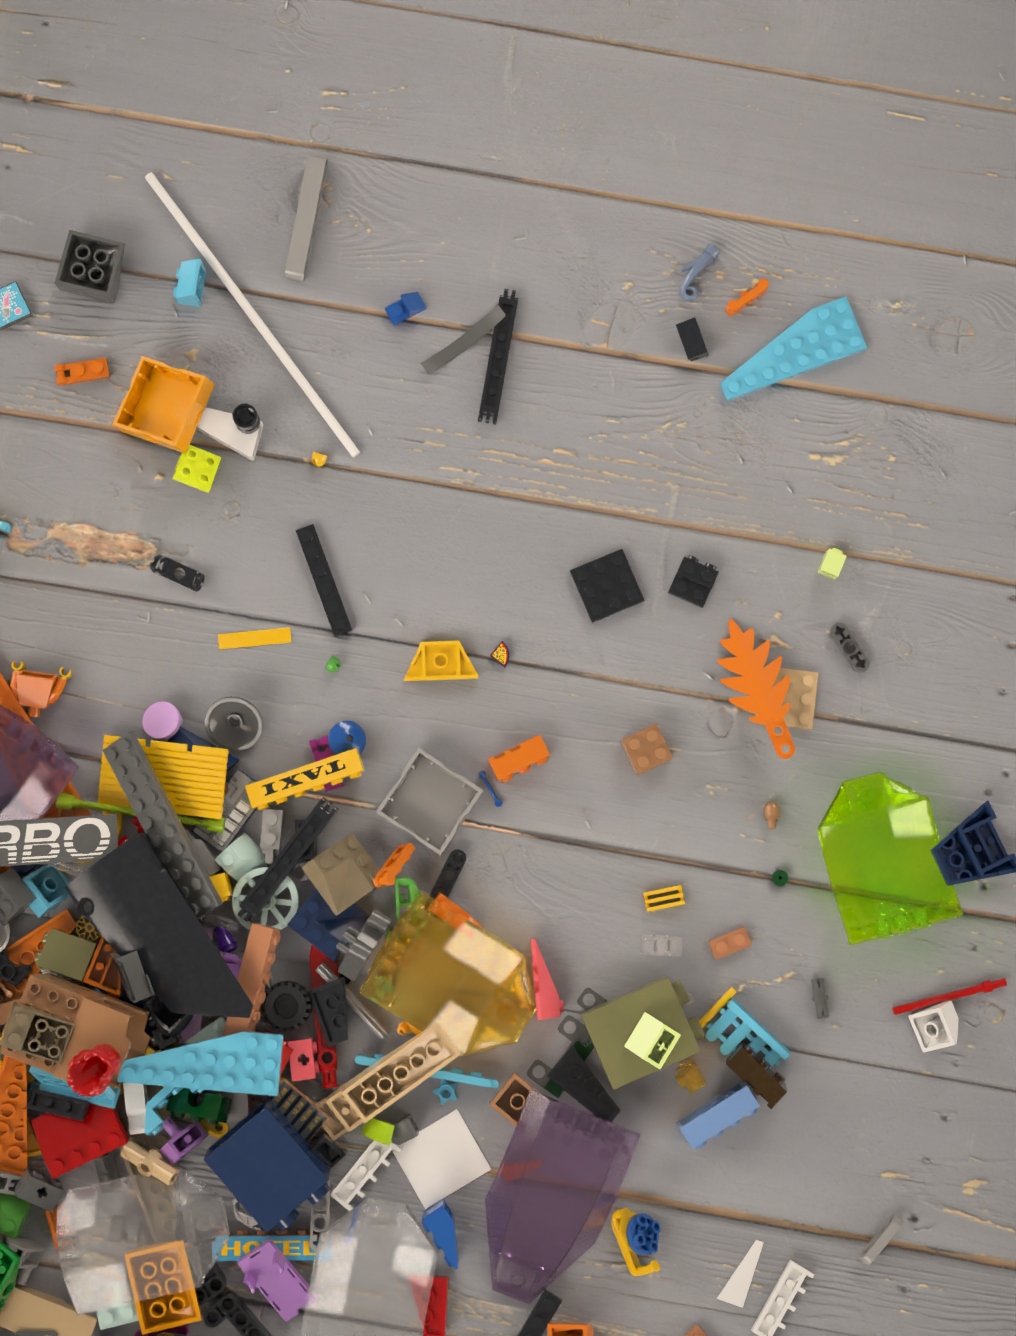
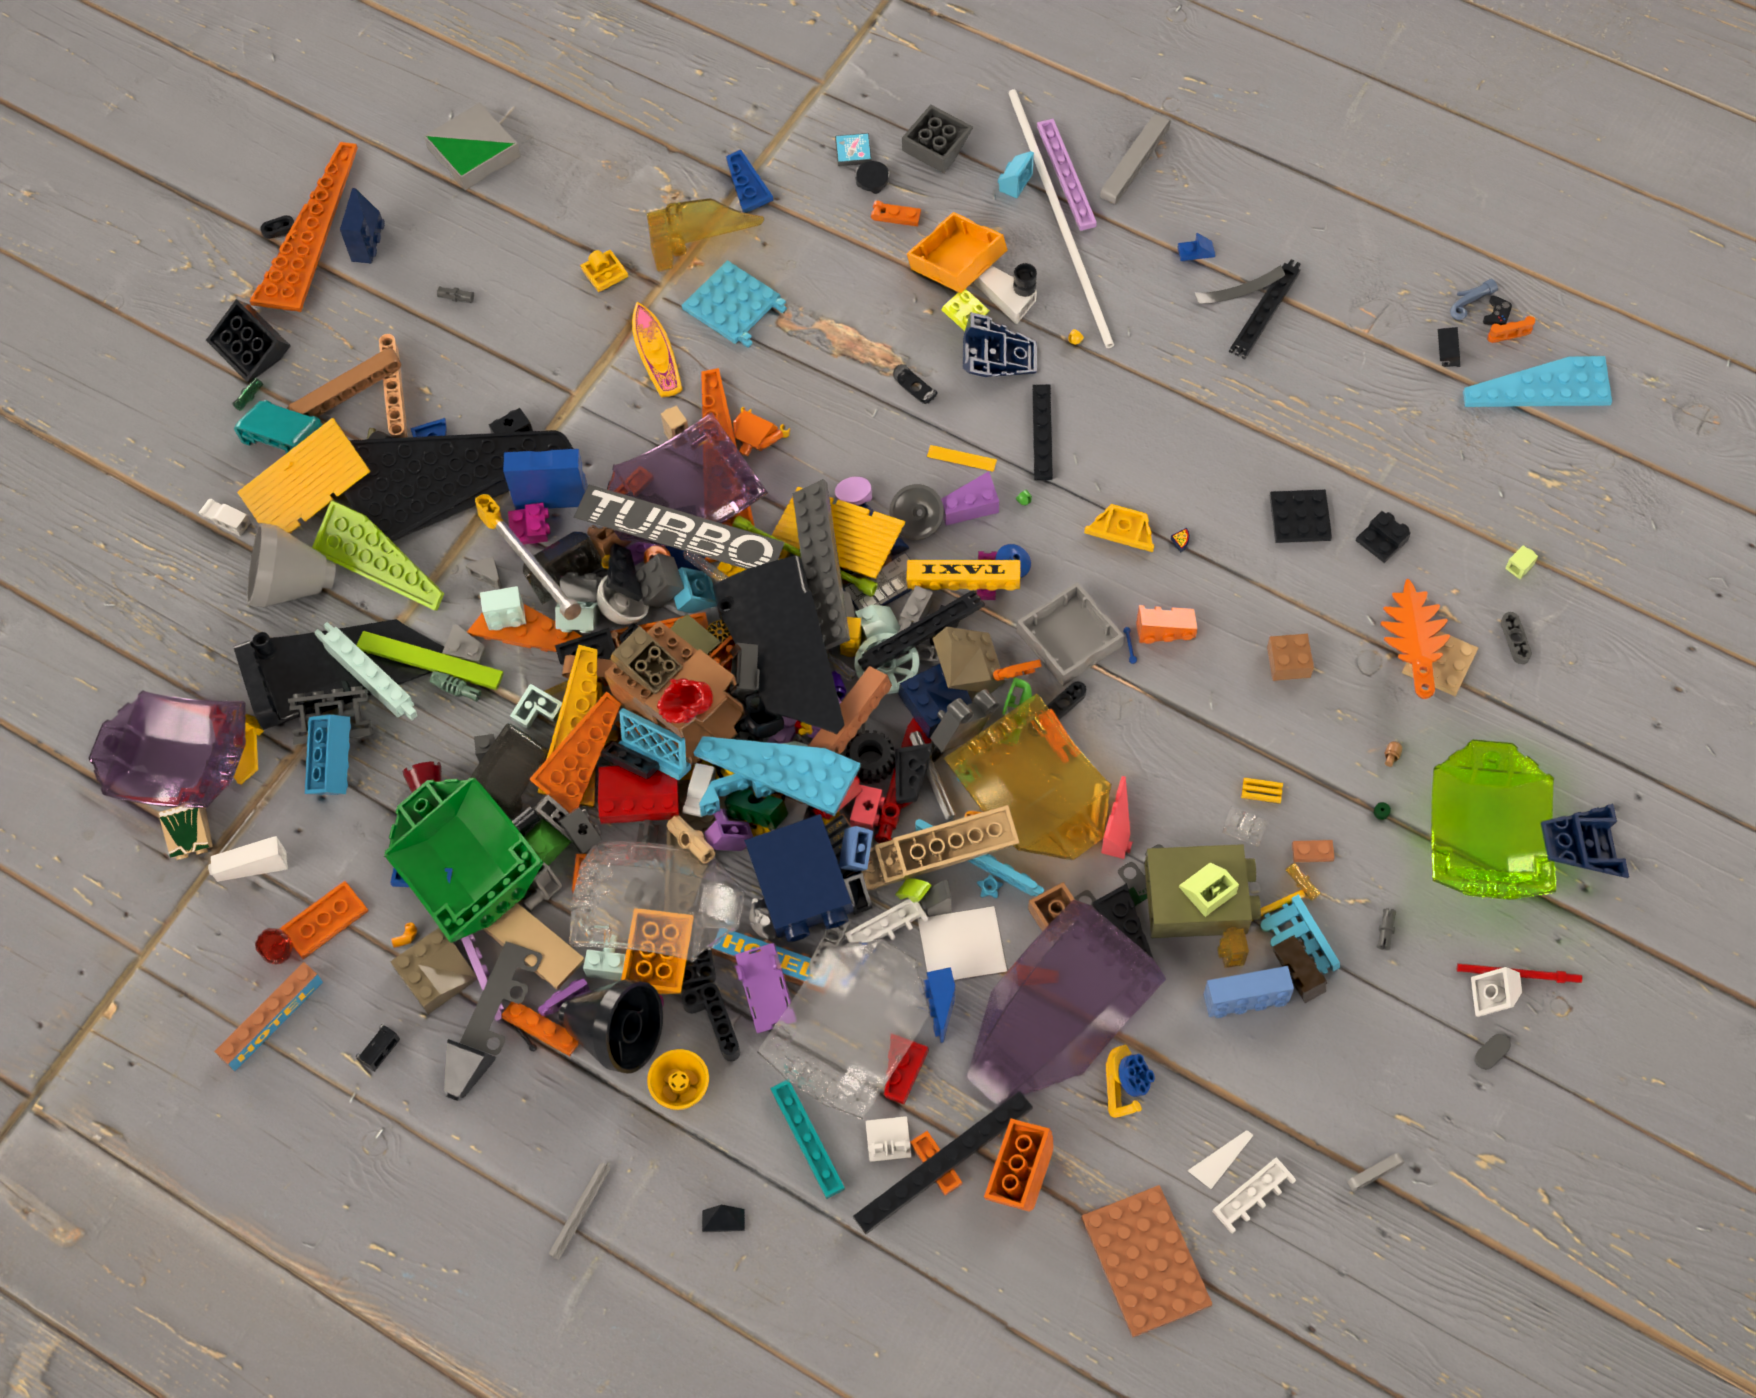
camera: 30 degrees right, 20 degrees down
(40, 334) = (872, 176): none -> black tile
(241, 261) = (1066, 174): none -> lavender plate
(245, 505) = (996, 351): none -> dark blue wedge
(282, 688) = (971, 501): none -> medium lavender wedge
(310, 1118) = (855, 849): none -> medium blue brick
(730, 979) = (1303, 881): none -> clear yellow pin
(731, 280) = (1500, 312): none -> black piece
(947, 1082) = (1492, 1051): none -> dark grey tile

